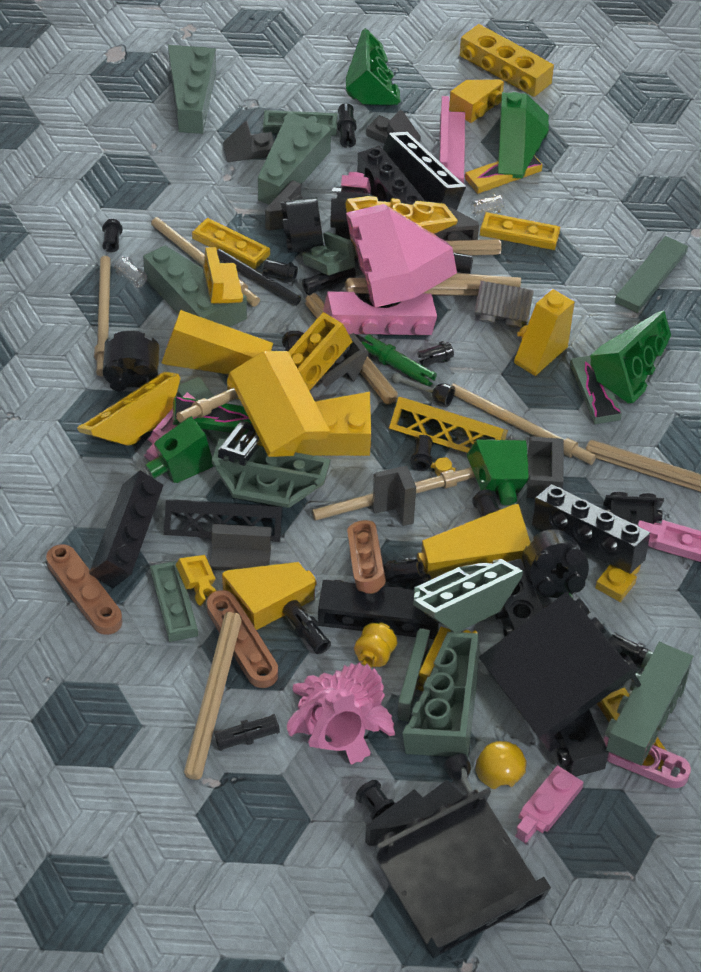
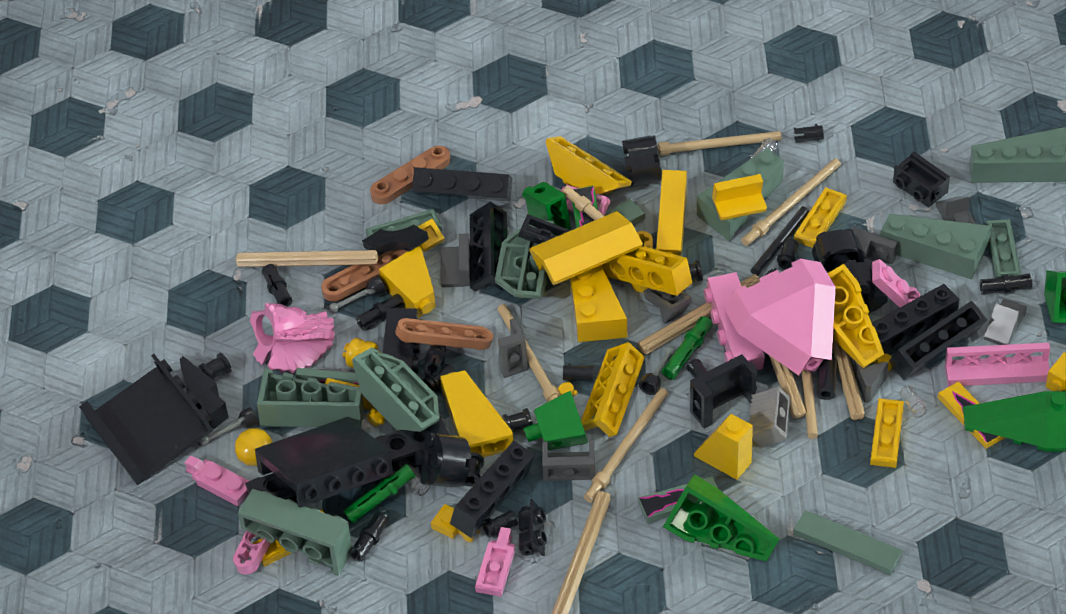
camera: 90 degrees right, 0 degrees up
(200, 160) = (921, 179): none -> black hinge
(210, 584) = (403, 239): none -> black tile
(268, 630) = (374, 288): none -> hinge
(477, 343) = (720, 386): none -> black panel

